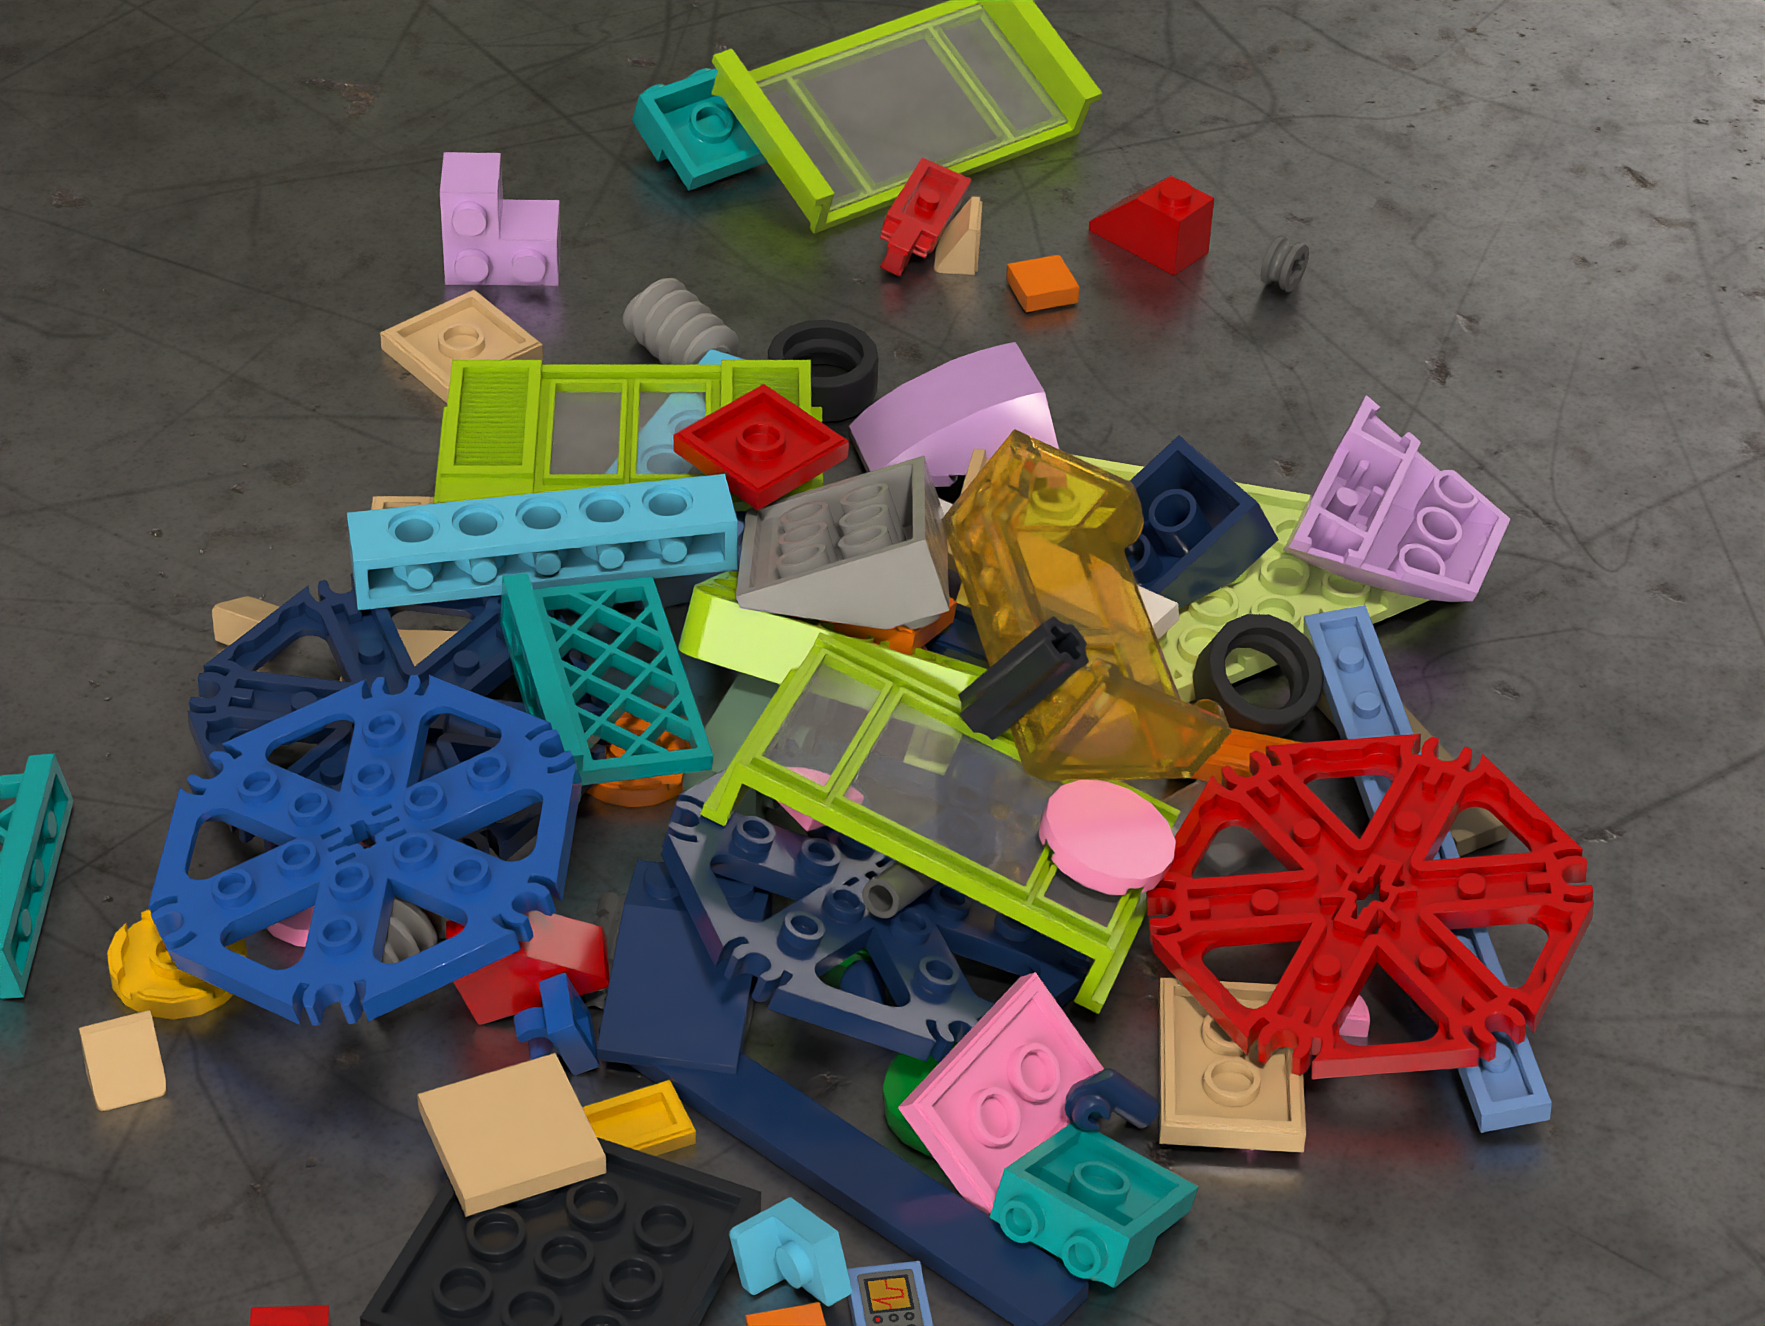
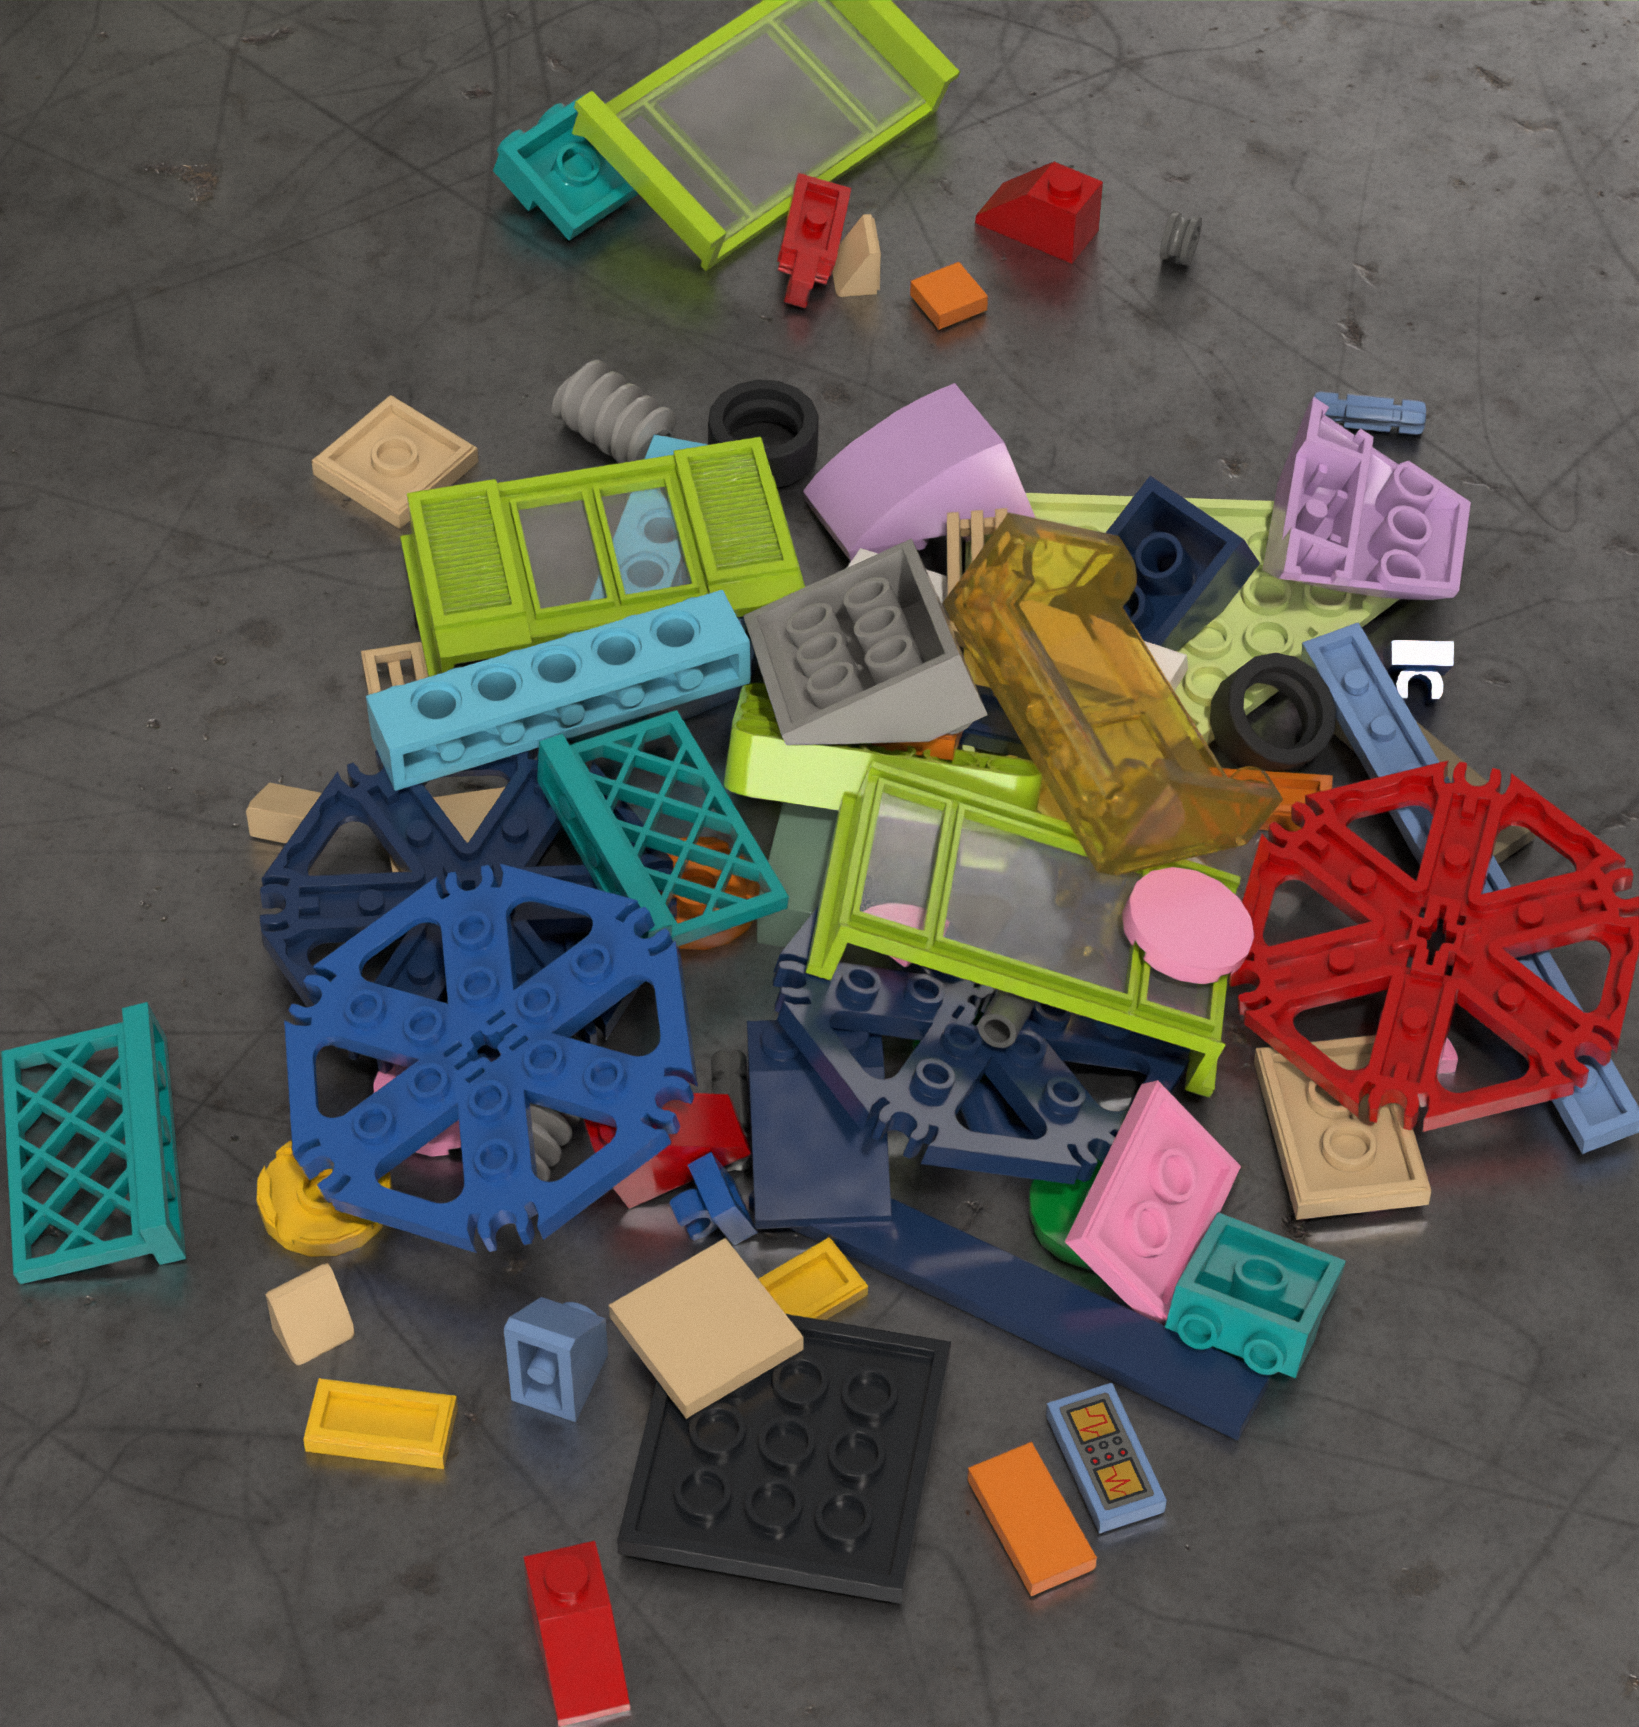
camera: 10 degrees left, 10 degrees up
(162, 1176) = (380, 1423): none -> yellow tile
(350, 1135) = (554, 1355): none -> medium blue slope
(494, 237) = (396, 332): lavender brick -> none
(761, 446) = (745, 549): red plate -> none
(791, 1246) = (998, 1391): medium azure bracket -> none
(1023, 678) = (1083, 783): black axle -> none
(1108, 1093) = (1241, 1183): dark blue arm -> none
(1423, 654) = (1419, 660): none -> tile
(1442, 439) = (1375, 413): none -> medium blue axle

